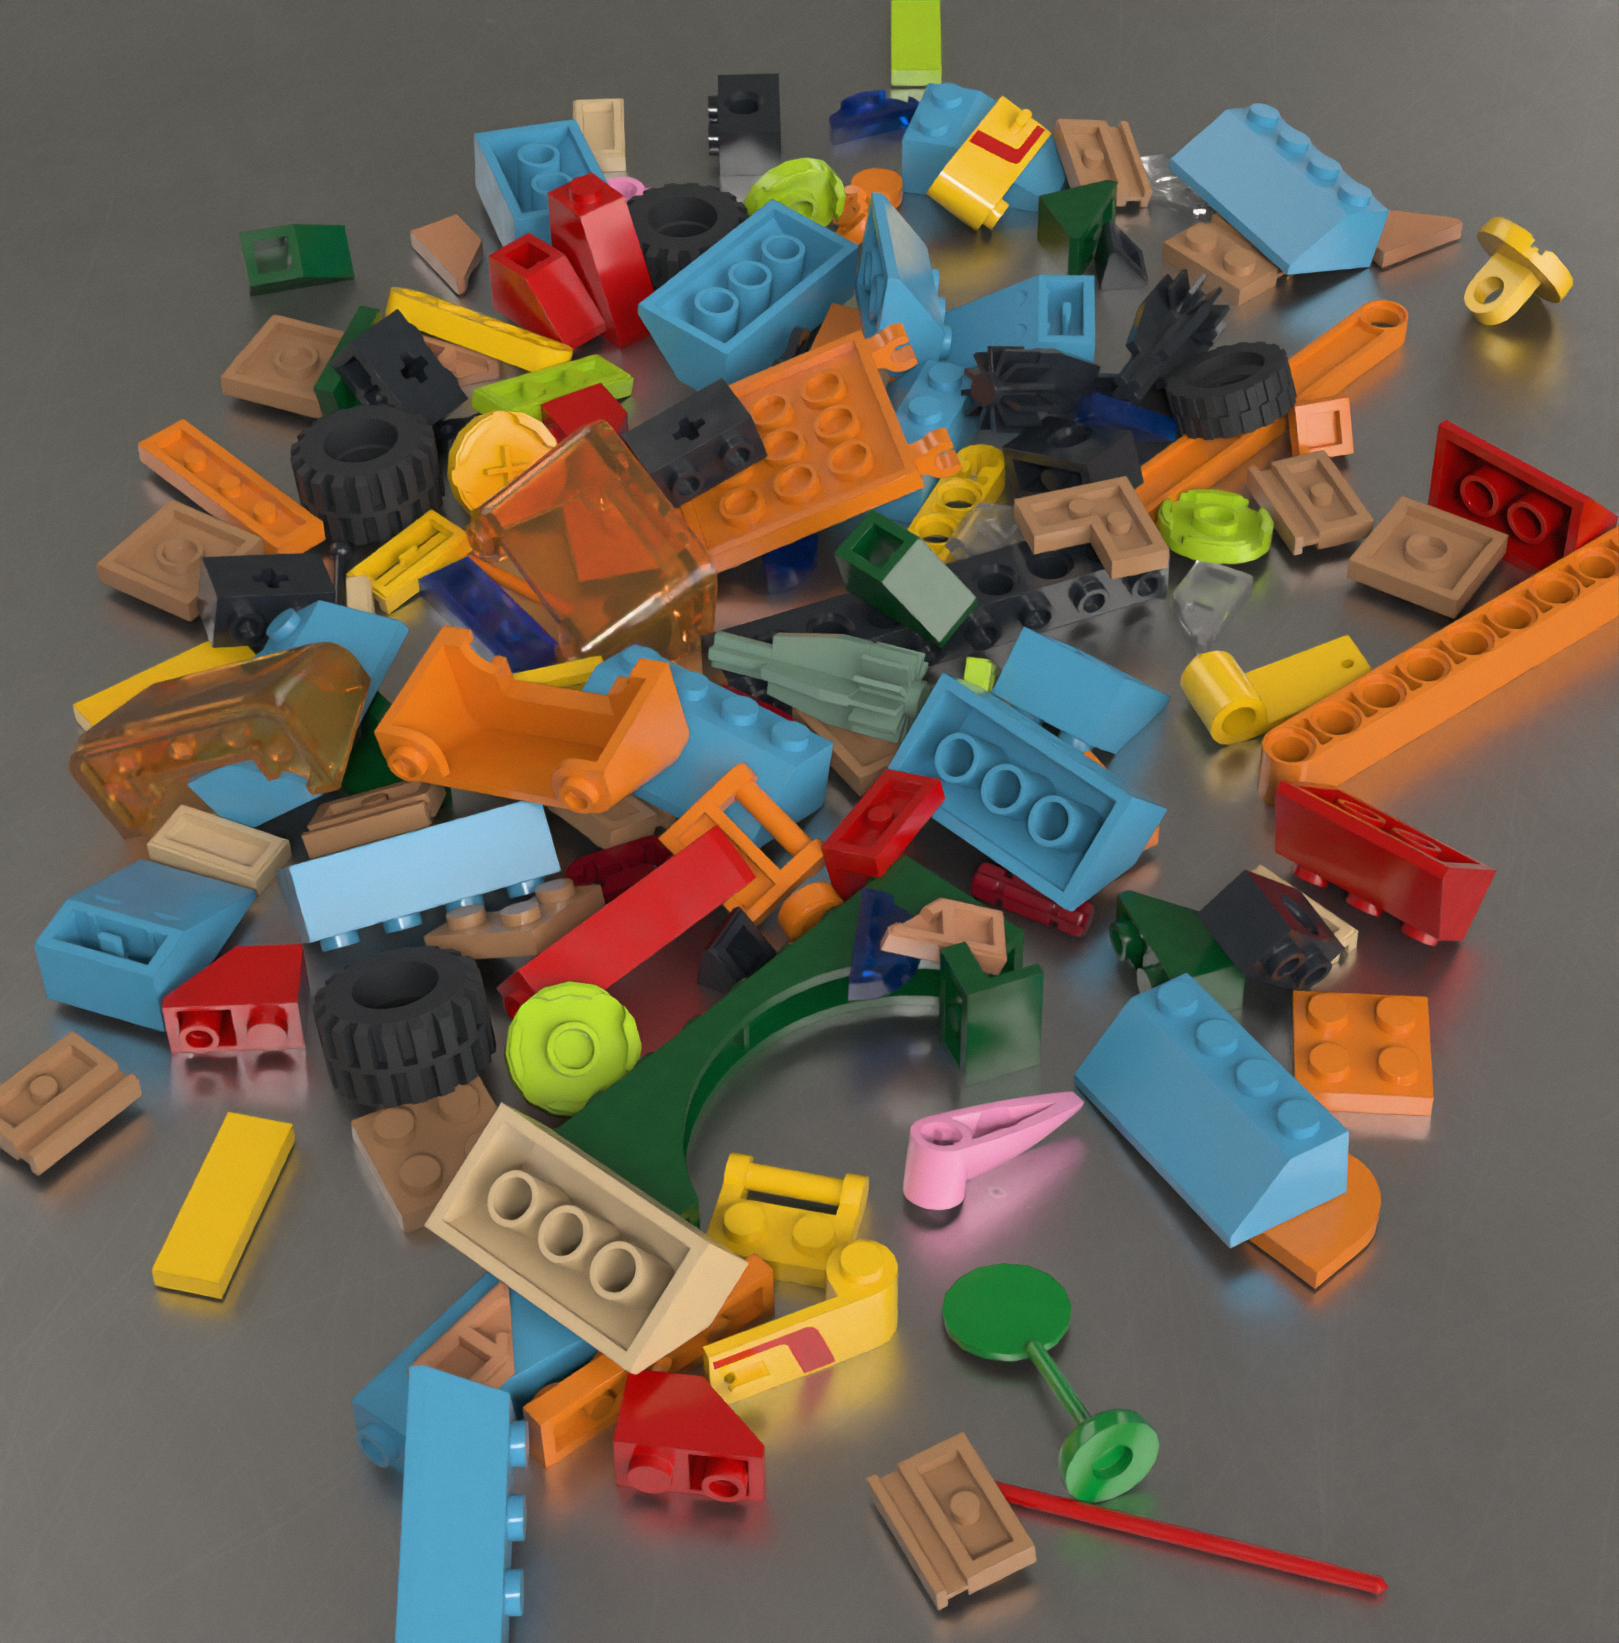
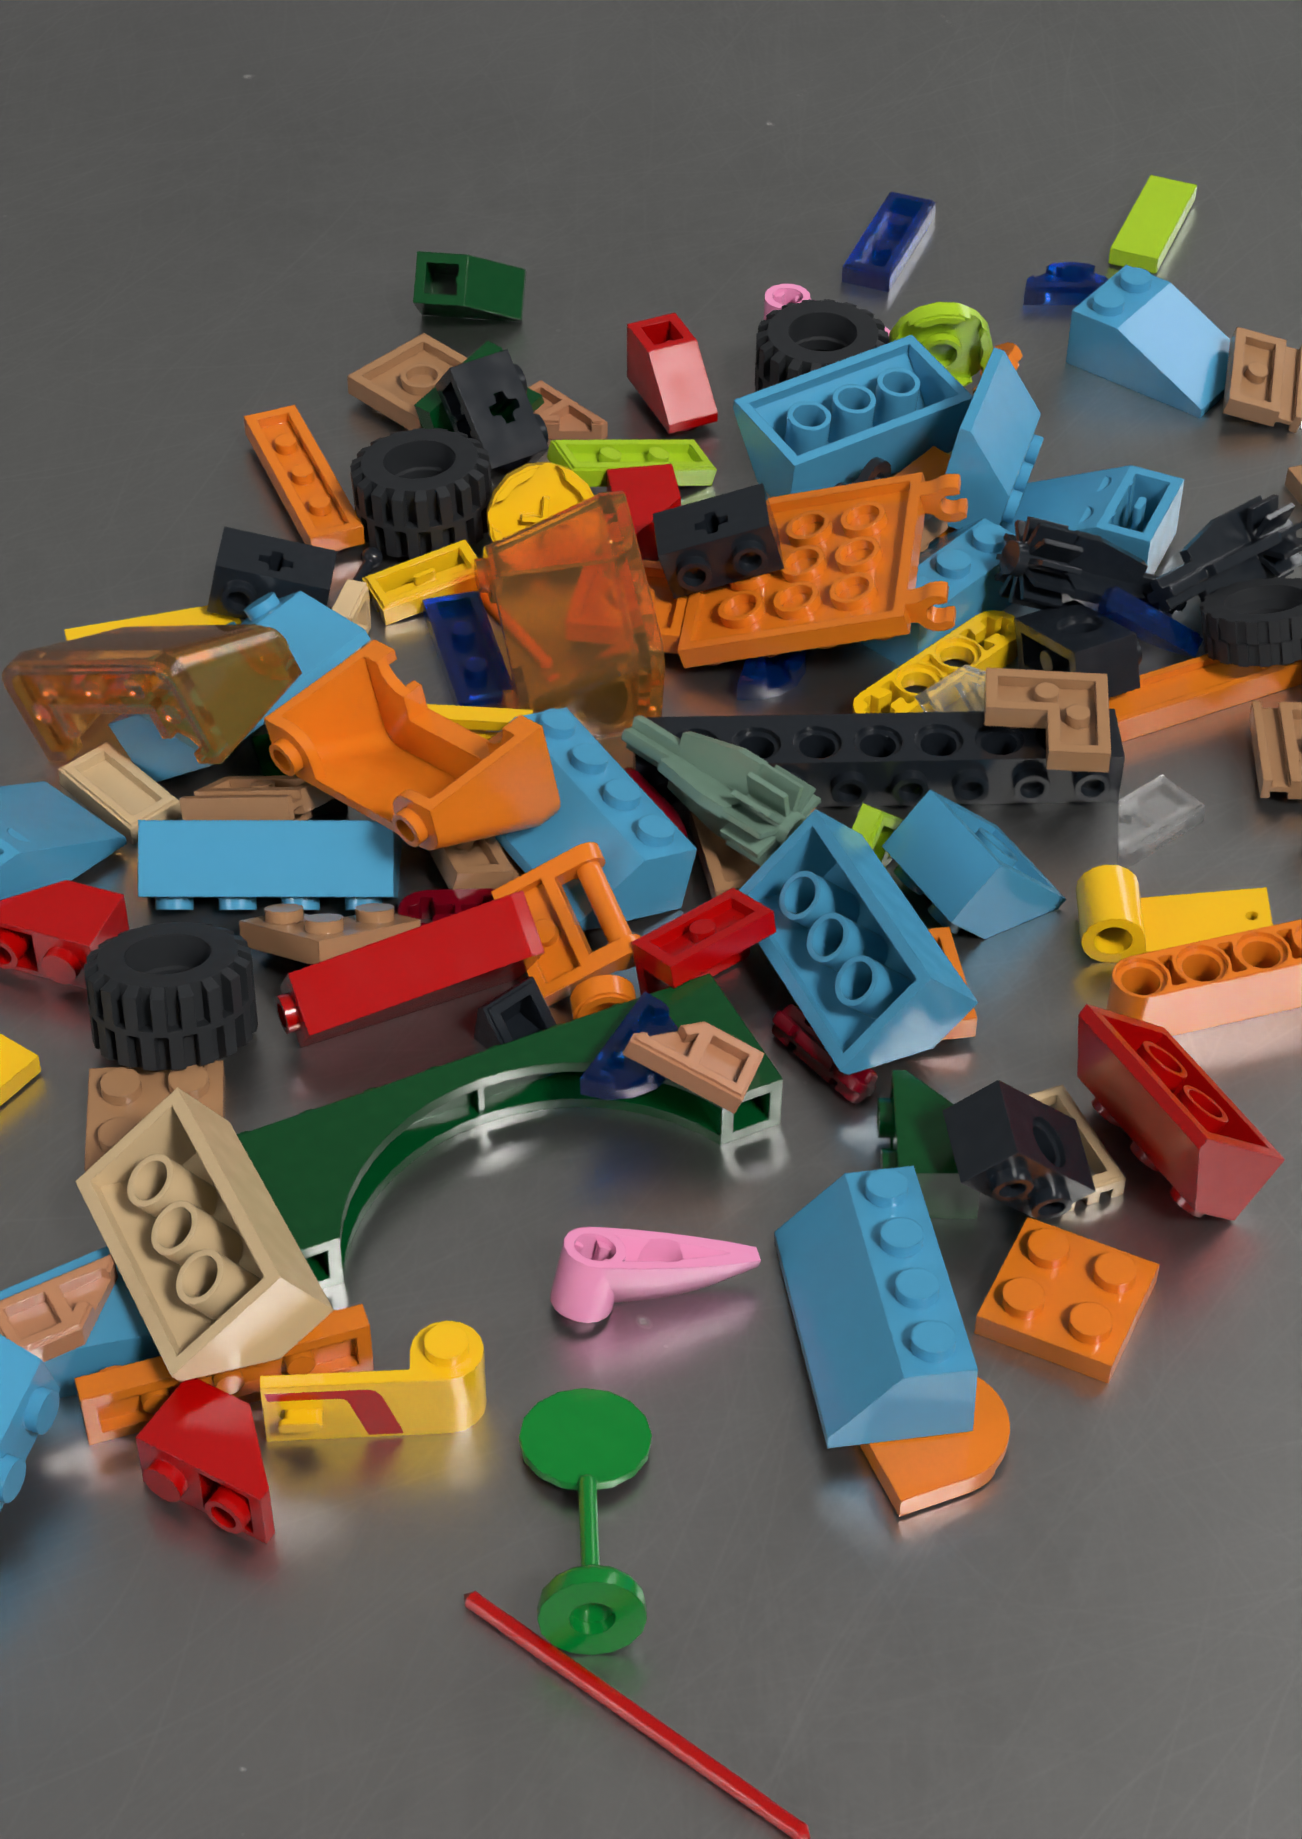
camera: 20 degrees right, 0 degrees up
(165, 554) = (196, 522): medium nougat plate -> none
(449, 249) = (612, 311): nougat tile -> none
(477, 330) = (594, 390): yellow beam -> none
(520, 168) = (720, 277): dark azure slope -> none
(569, 1047) = (308, 1057): lime tile -> none
(600, 241) = (730, 340): red slope -> none
(604, 130) = (808, 246): tan tile -> none
(674, 113) = (889, 241): none -> clear blue tile
(745, 124) = (945, 262): black brick -> none
(786, 1237) = (407, 1297): yellow plate -> none
(880, 181) = (1041, 354): orange tile -> none
(903, 578) = (836, 713): dark green slope -> none
(951, 1520) = (417, 1622): medium nougat plate -> none
(988, 165) = (1140, 355): yellow door -> none
(988, 1022) = (707, 1152): dark green panel -> none
(1073, 222) = (1212, 431): dark green slope -> none
(1119, 260) = (1238, 474): black slope -> none
(1215, 527) = (1192, 749): lime tile -> none

